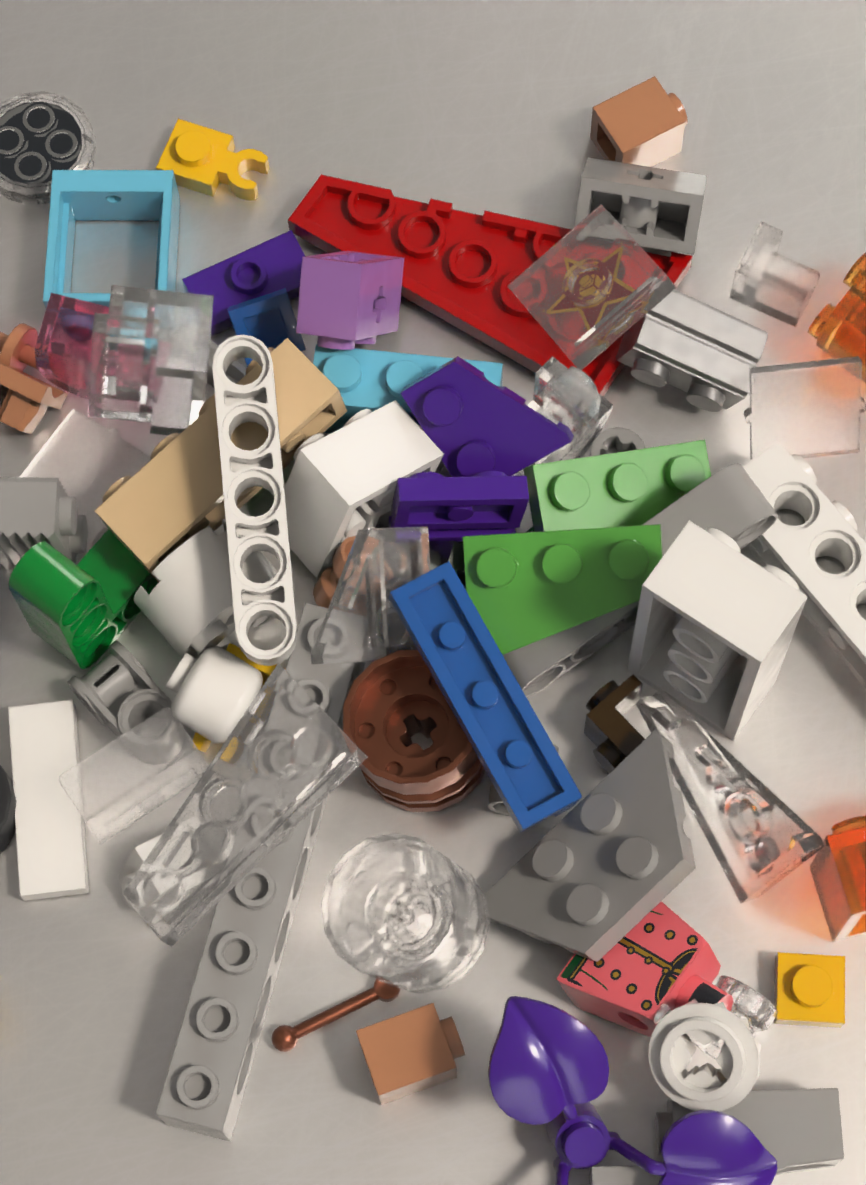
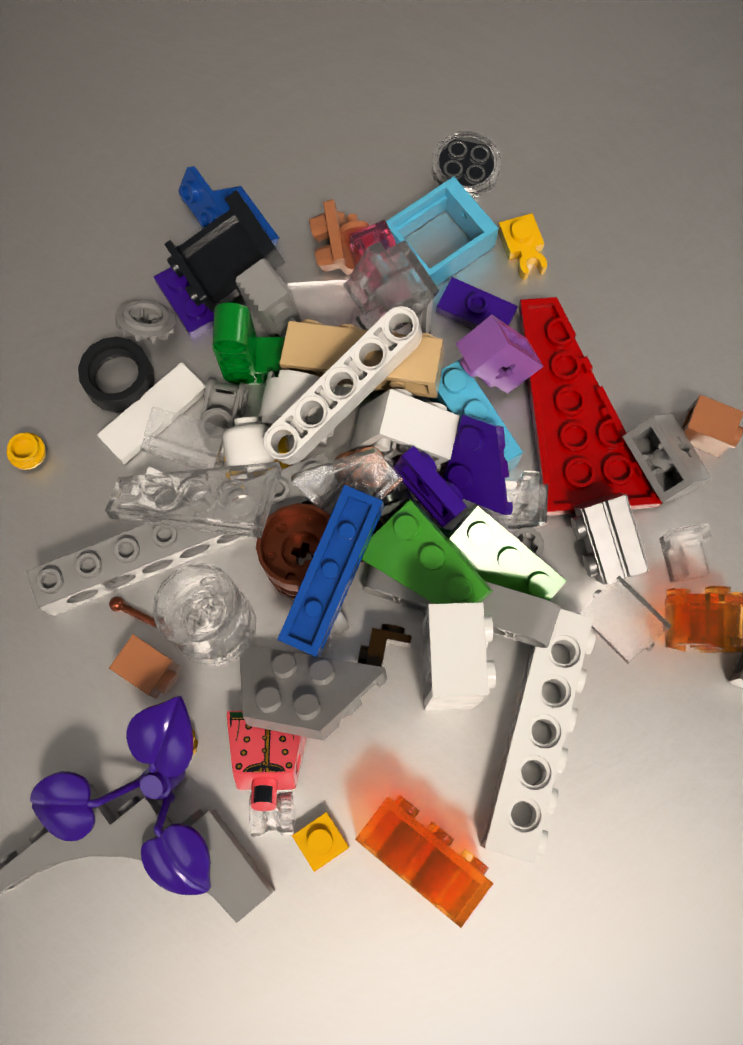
camera: 50 degrees right, 5 degrees up
(267, 319) = (453, 328): blue plate -> none
(591, 287) = (598, 465): clear tile -> none
(705, 1085) = (220, 826): white gear -> none
(741, 818) = (378, 745): clear wing -> none

